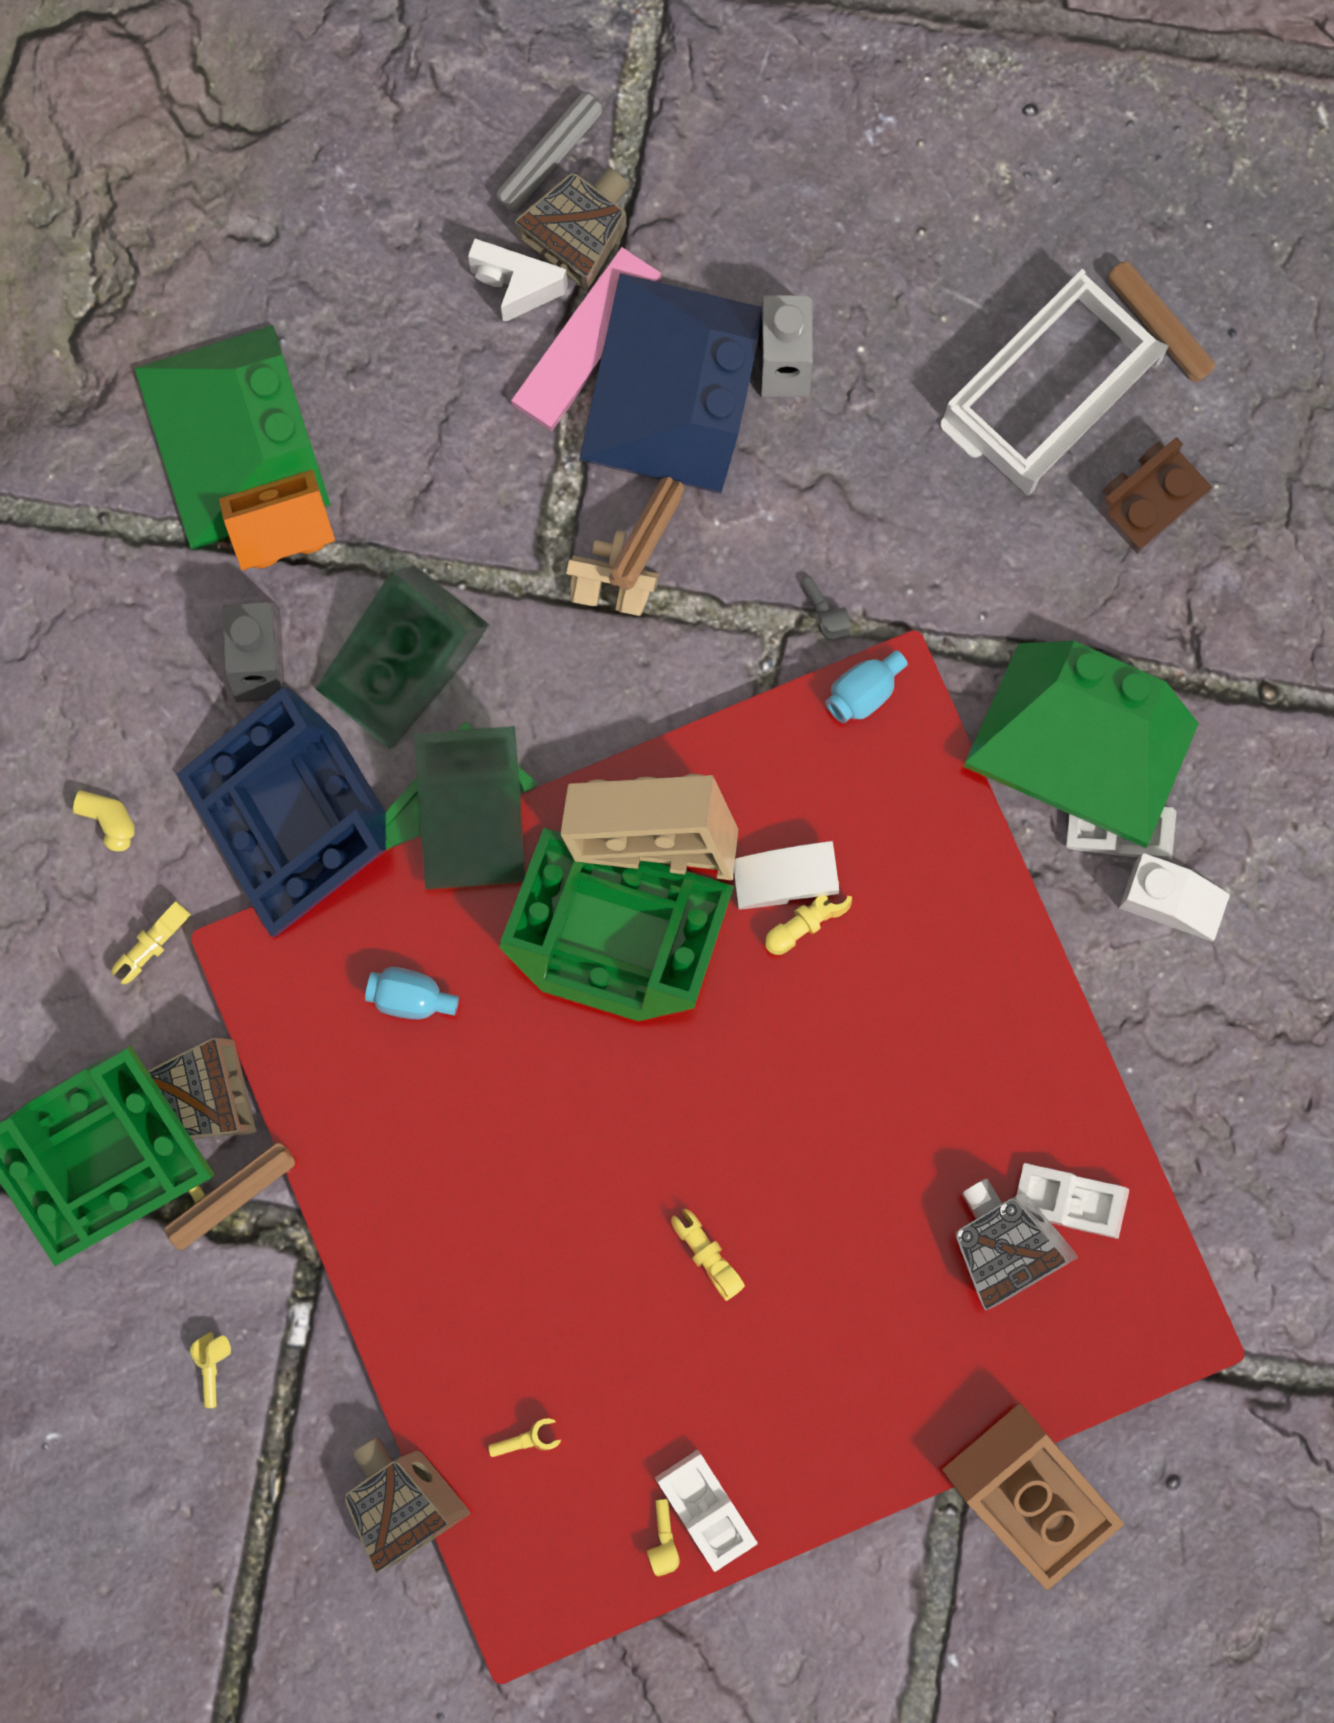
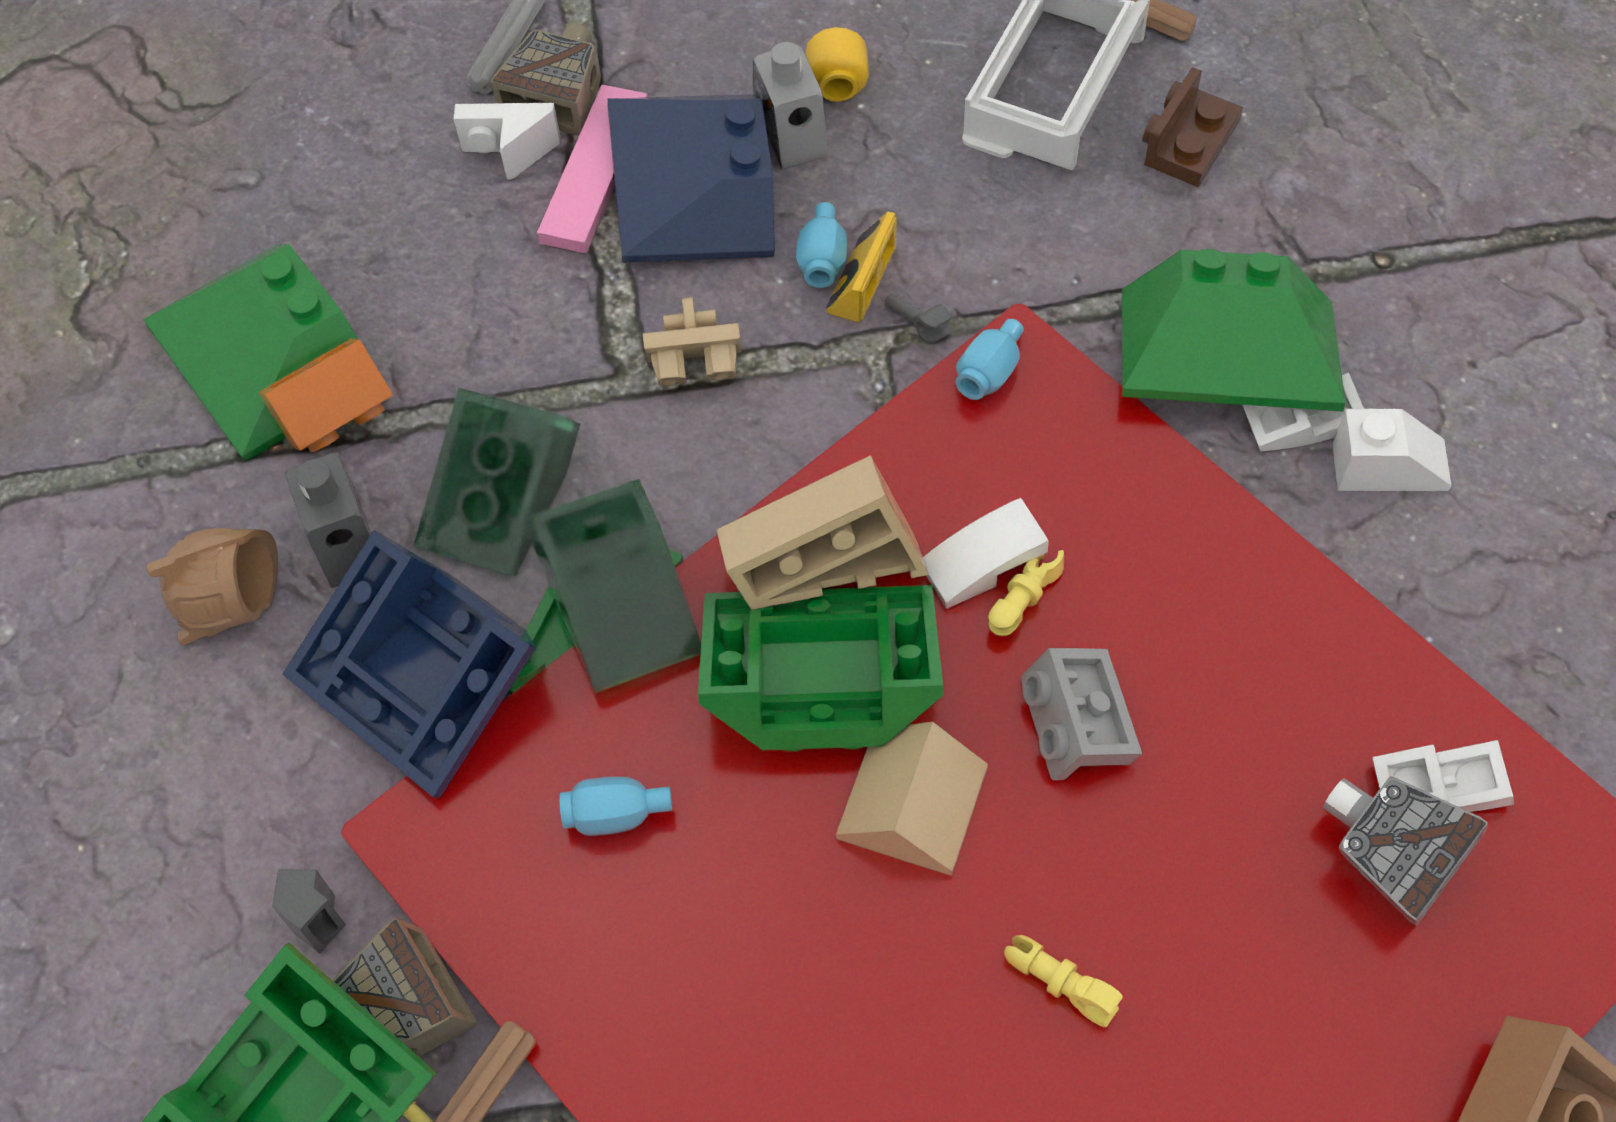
camera: 15 degrees left, 20 degrees down
(111, 815) = (215, 736): light yellow arm -> none
(143, 675) = (217, 579): none -> medium nougat helmet
(149, 995) = (307, 906): none -> dark grey piece
(151, 941) = (308, 834): light yellow piece -> none
(646, 533) = (713, 292): medium nougat axle -> none
(649, 1071) = (915, 798): none -> tan slope
(763, 508) = (822, 247): none -> medium azure plant
(792, 543) = (864, 270): none -> yellow slope
(807, 1044) = (1079, 711): none -> light grey bracket
(851, 301) = (838, 62): none -> yellow head

